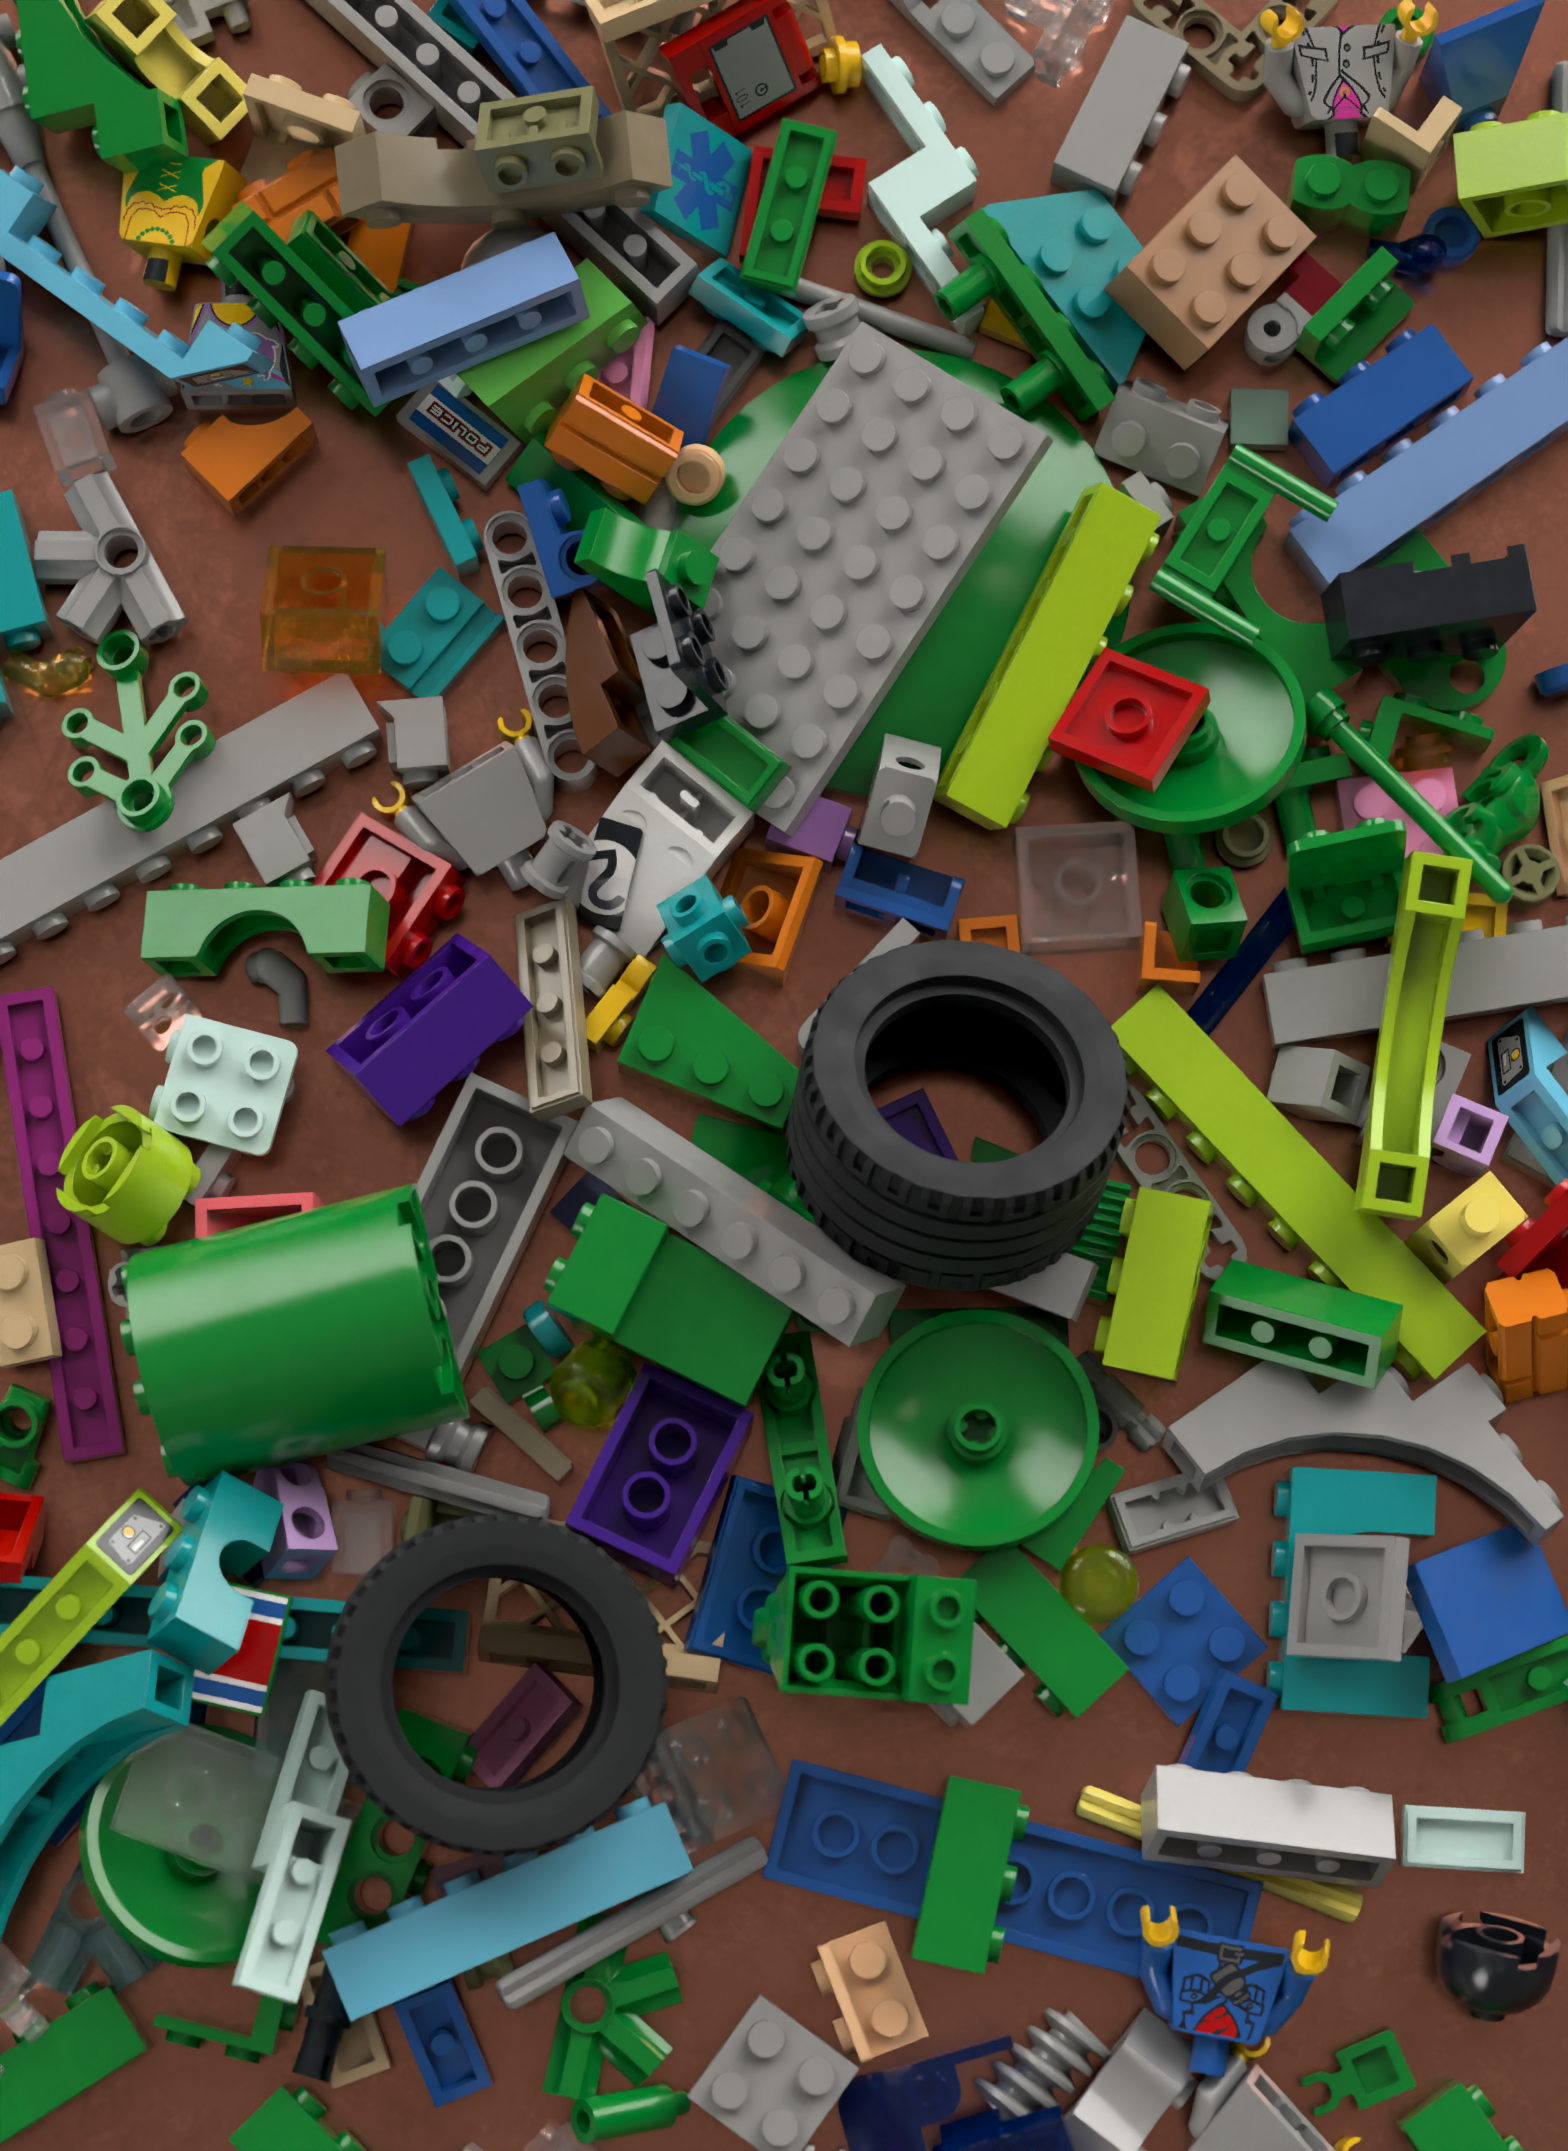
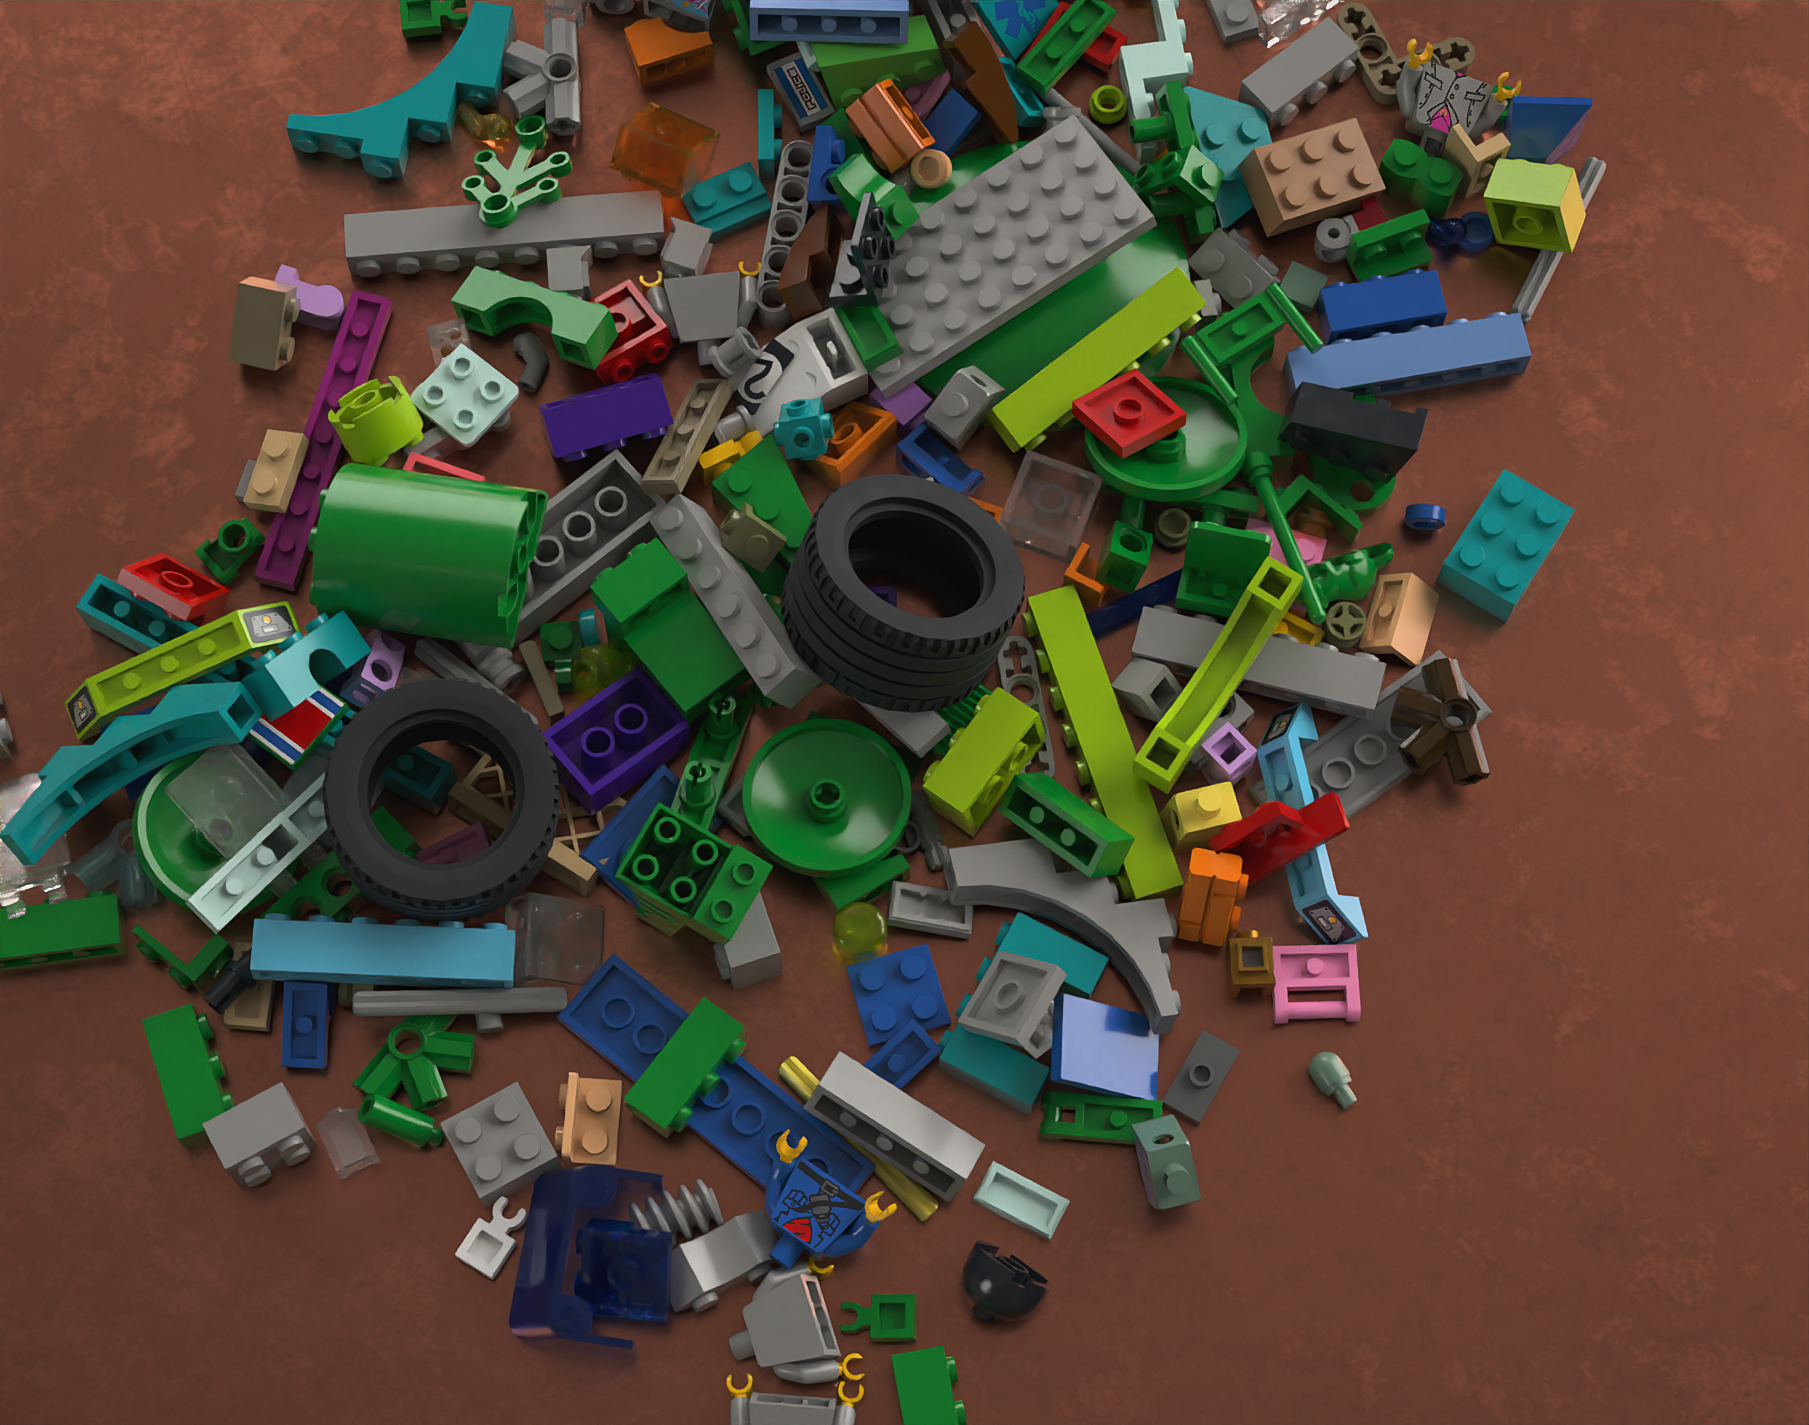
camera: 25 degrees right, 10 degrees down
(710, 1118) = (751, 538): none -> olive bracket
(712, 318) = (984, 80): none -> reddish brown slope
(1037, 335) = (1185, 169): none -> green bracket
(1042, 1632) = (808, 944): green brick -> none

